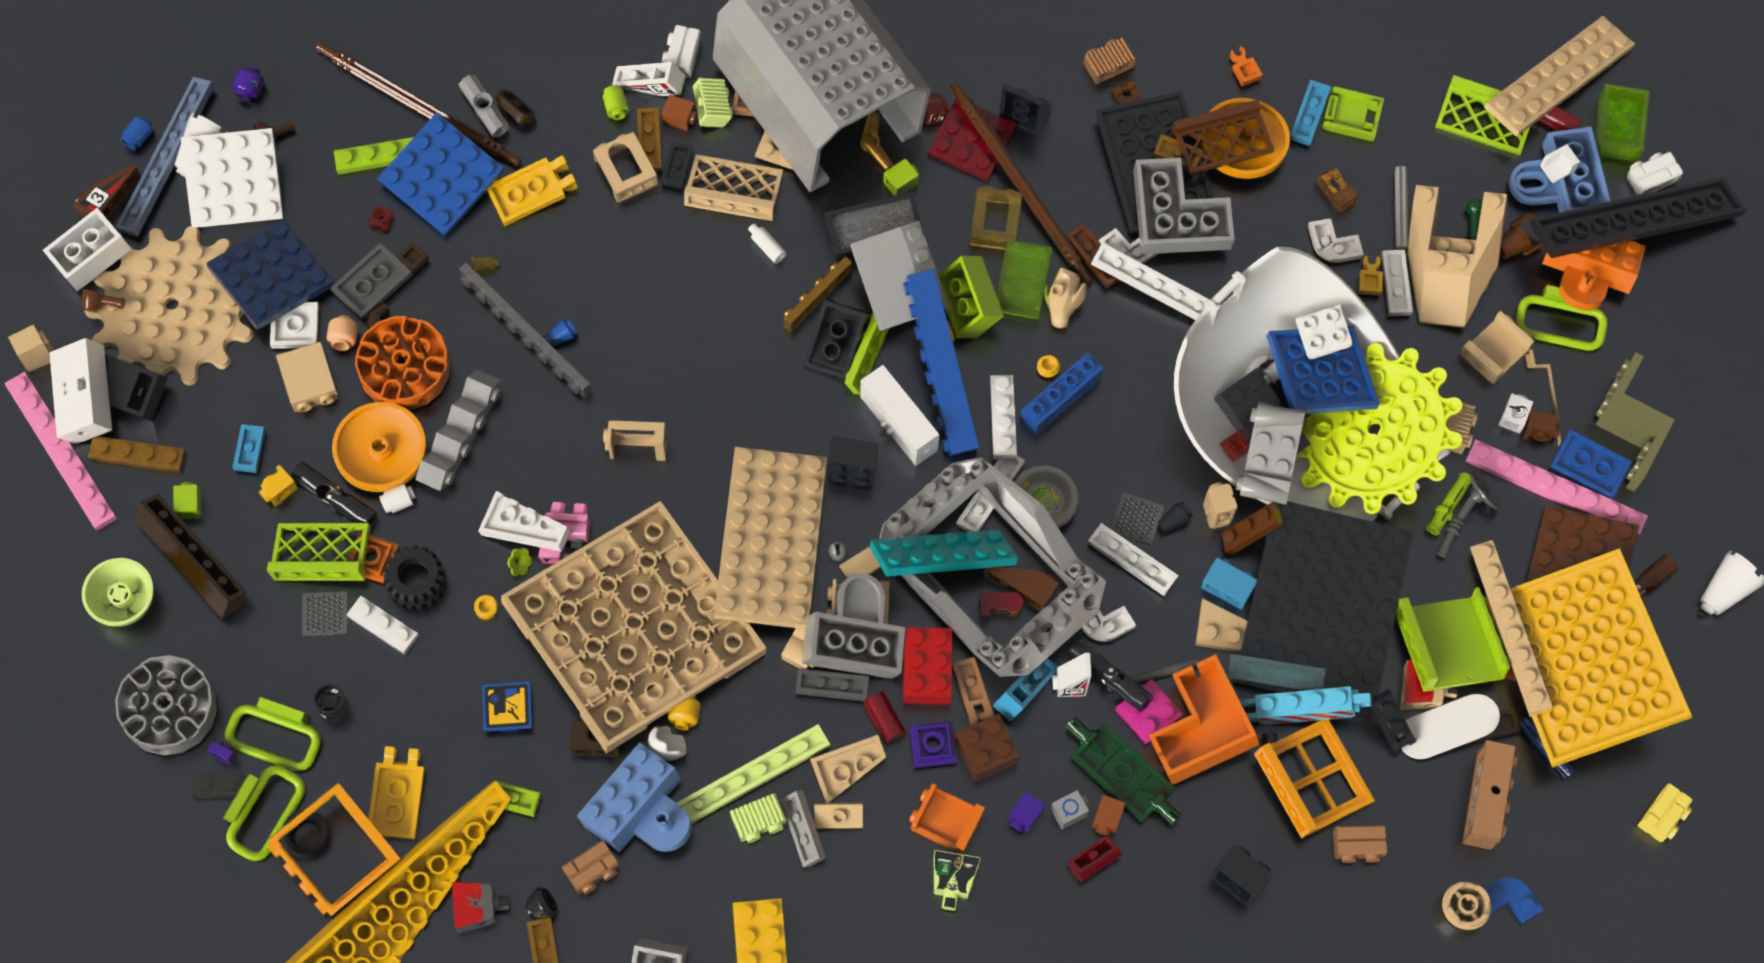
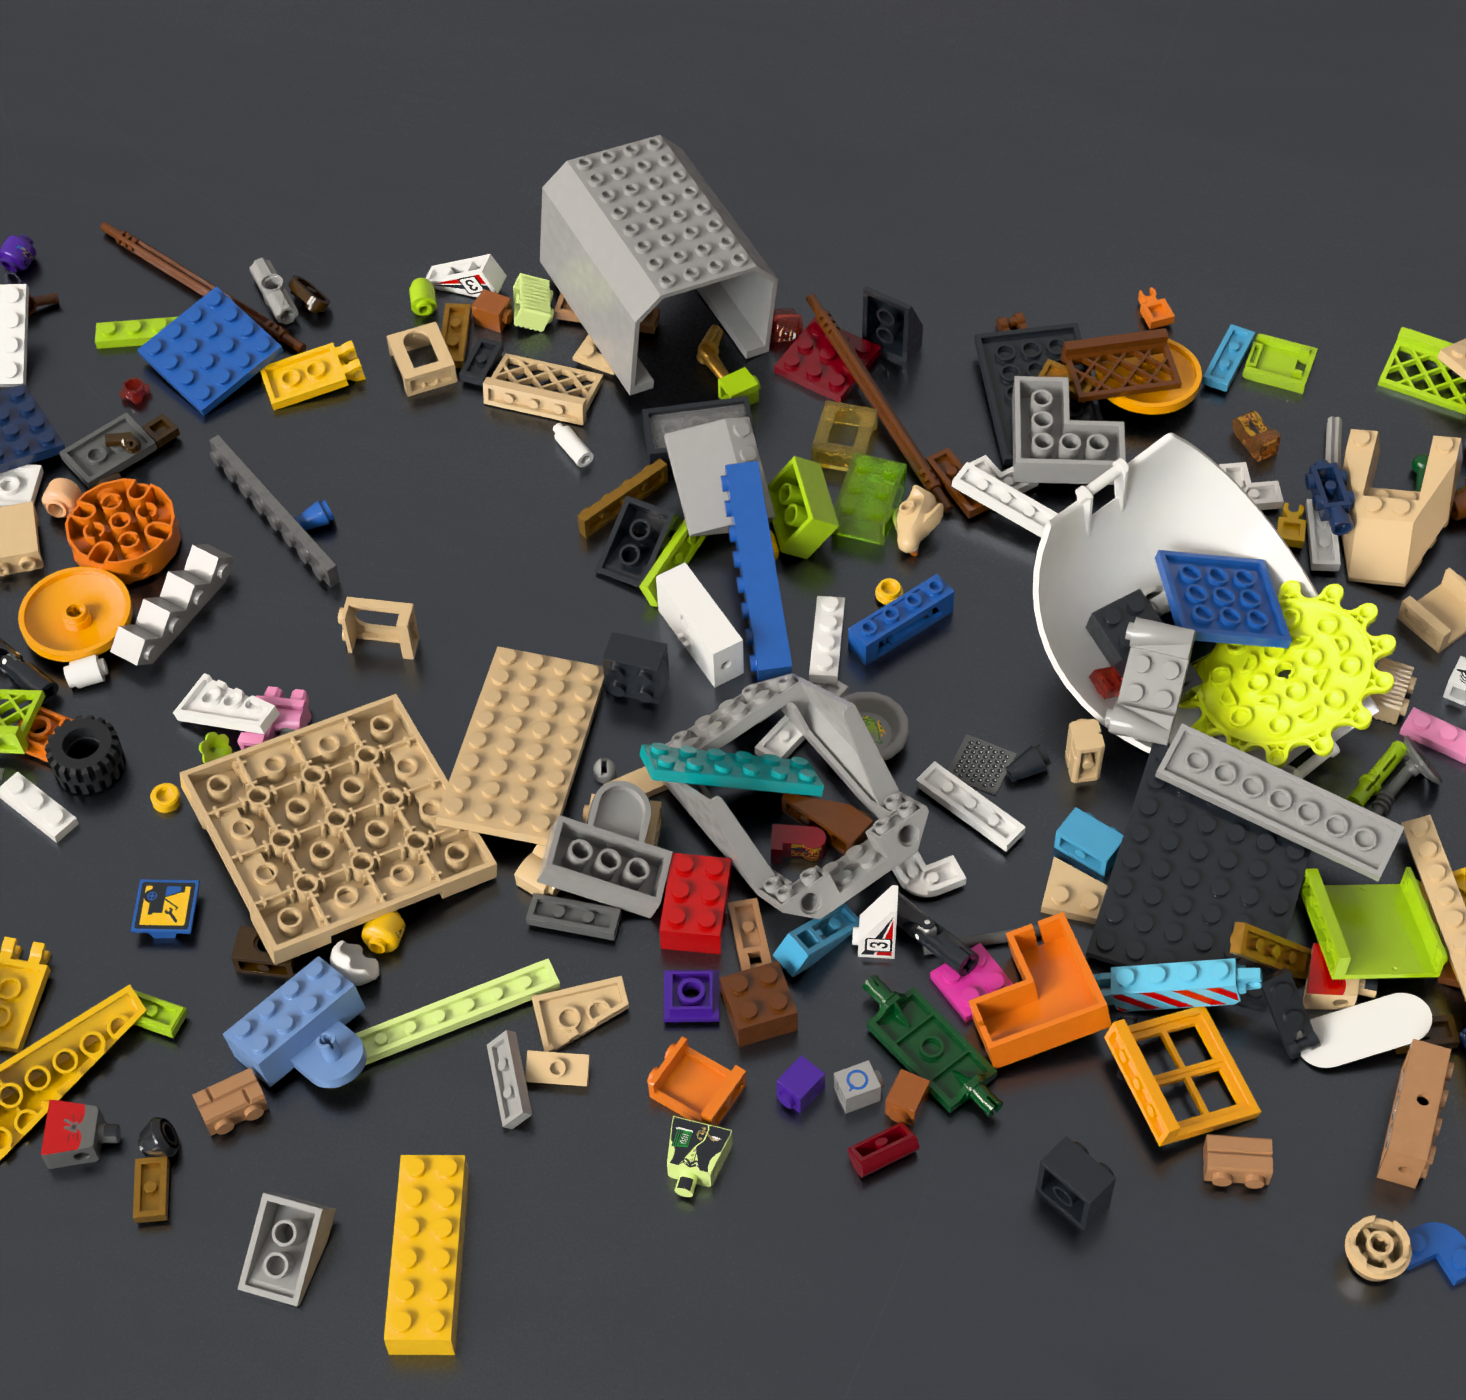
camera: 10 degrees right, 15 degrees down
(387, 273) = (125, 440): none -> dark brown arm
(483, 263) = (240, 442): clear yellow piece -> none
(683, 48) = (511, 250): white brick -> none
(758, 818) = (454, 1061): yellowish green brick -> none
(884, 717) = (633, 959): dark red brick -> none
(1109, 60) = (996, 292): medium nougat brick -> none
(1252, 528) = (1122, 775): reddish brown plate -> none
(1275, 673) = (1137, 941): clear light blue plate -> none
(1324, 332) = (1226, 555): white bracket -> none
(1376, 547) = (1280, 802): none -> light grey plate
(1376, 674) = (1269, 950): none -> pearl gold plate
(1403, 249) = (1330, 495): none -> dark blue brick

